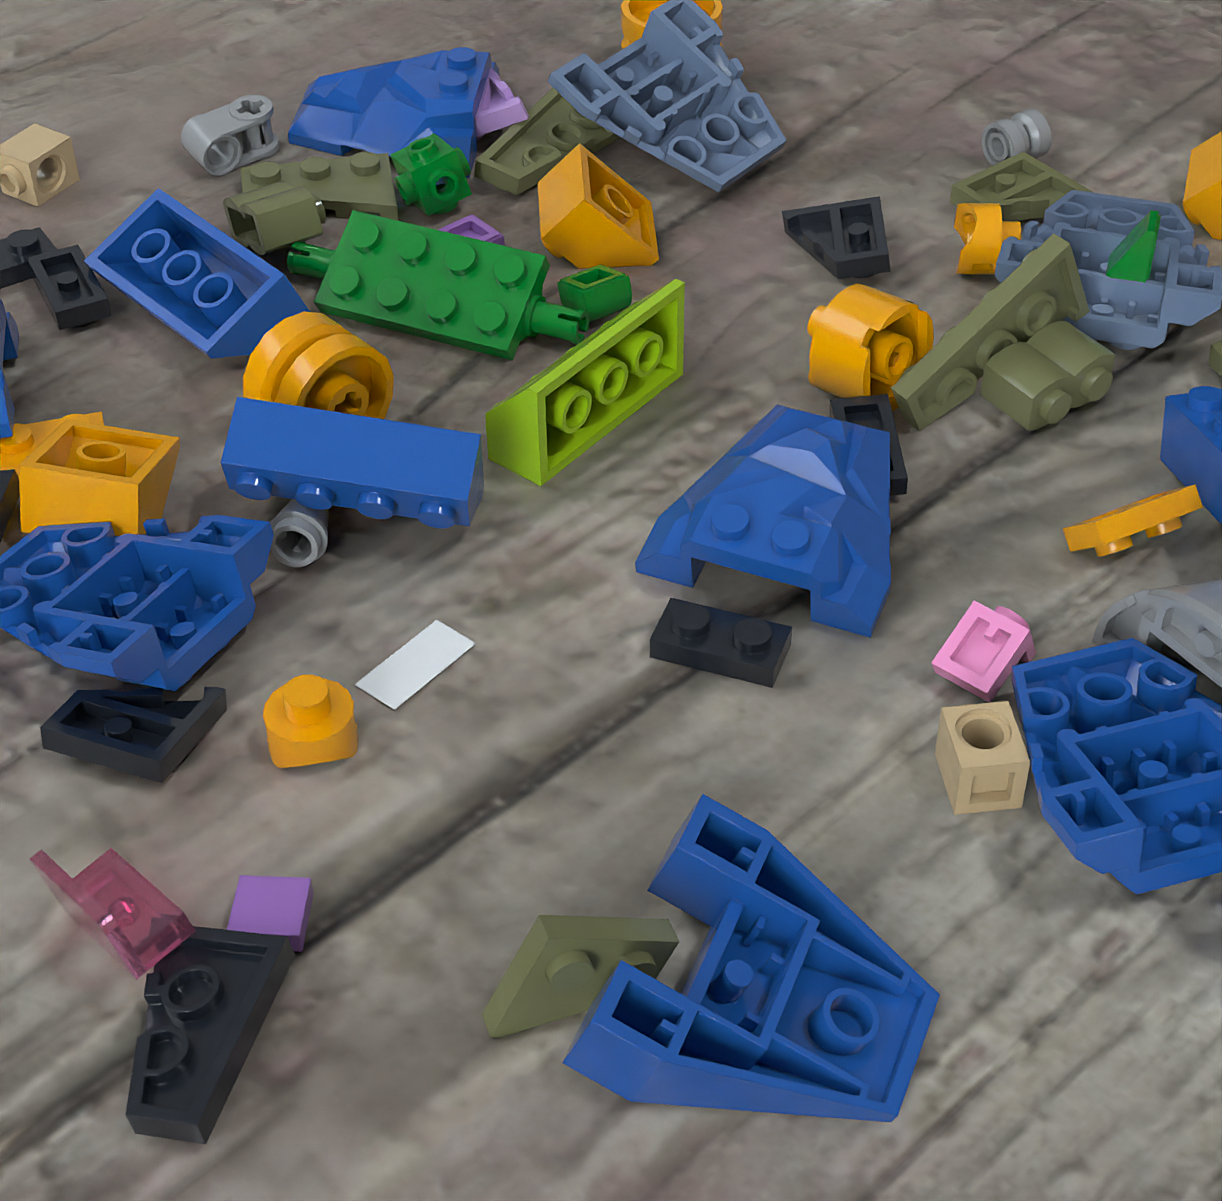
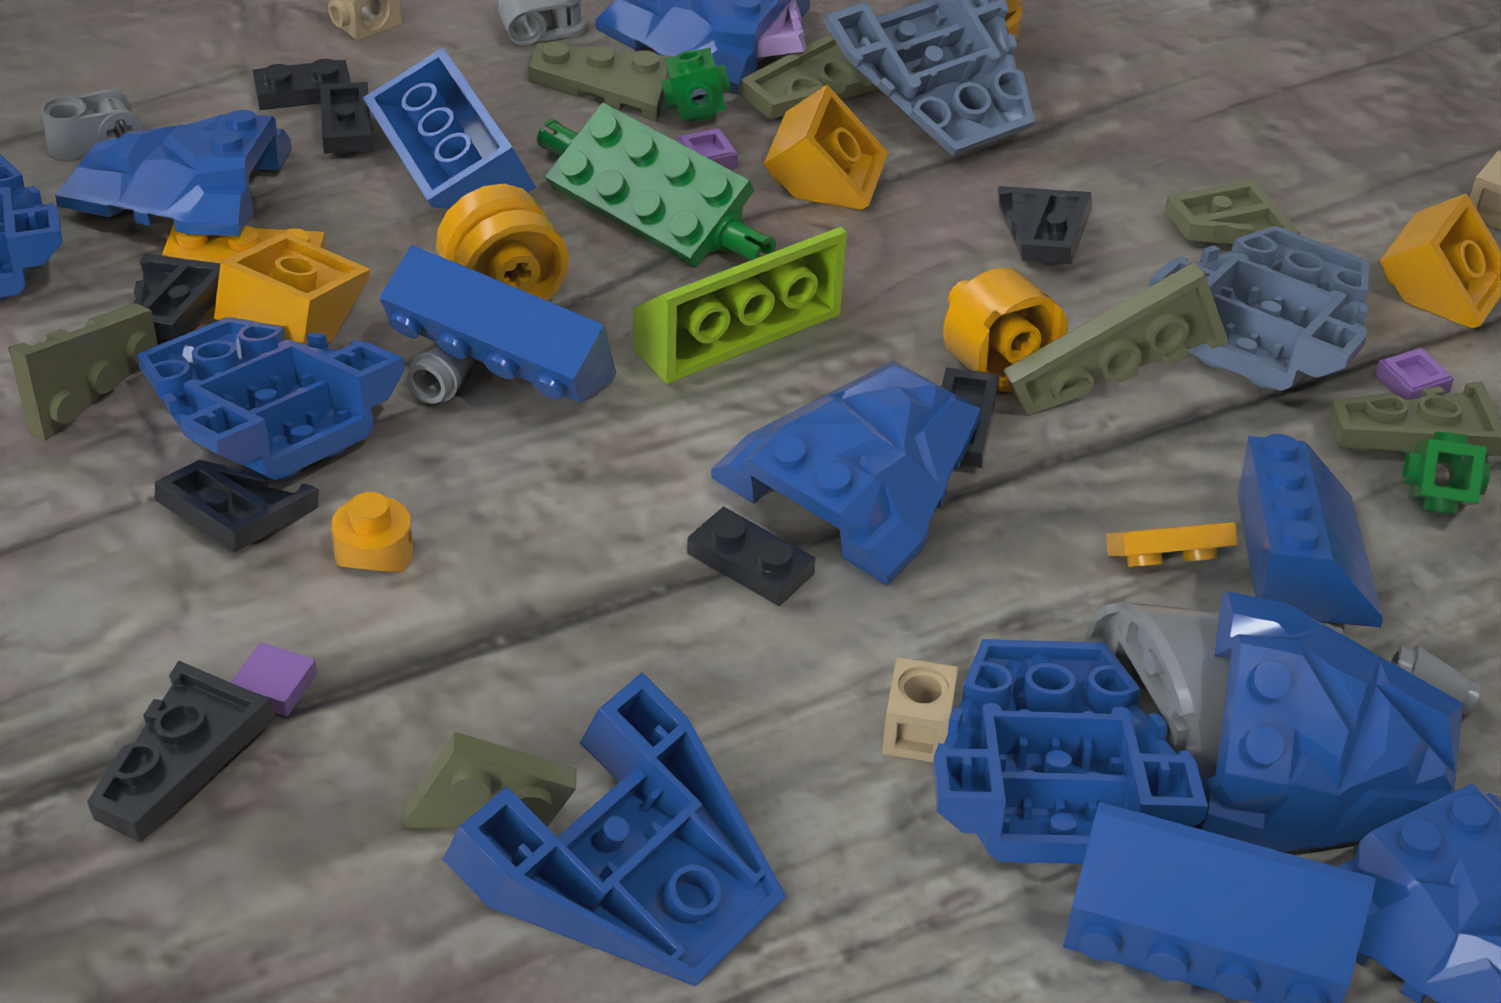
camera: 15 degrees right, 0 degrees up
(118, 909) = (150, 642): clear pink panel -> none
(274, 217) = (542, 93): olive brick -> none
(415, 664) = (487, 509): white sticker -> none
(597, 290) = (790, 221): green brick -> none
(982, 234) = (1170, 242): light orange piece -> none
(984, 650) = (972, 615): bright pink bracket -> none
(1024, 132) = (1263, 164): light grey wheel -> none
(1047, 375) = (1163, 392): olive brick -> none
(1135, 253) = (1297, 299): green slope -> none

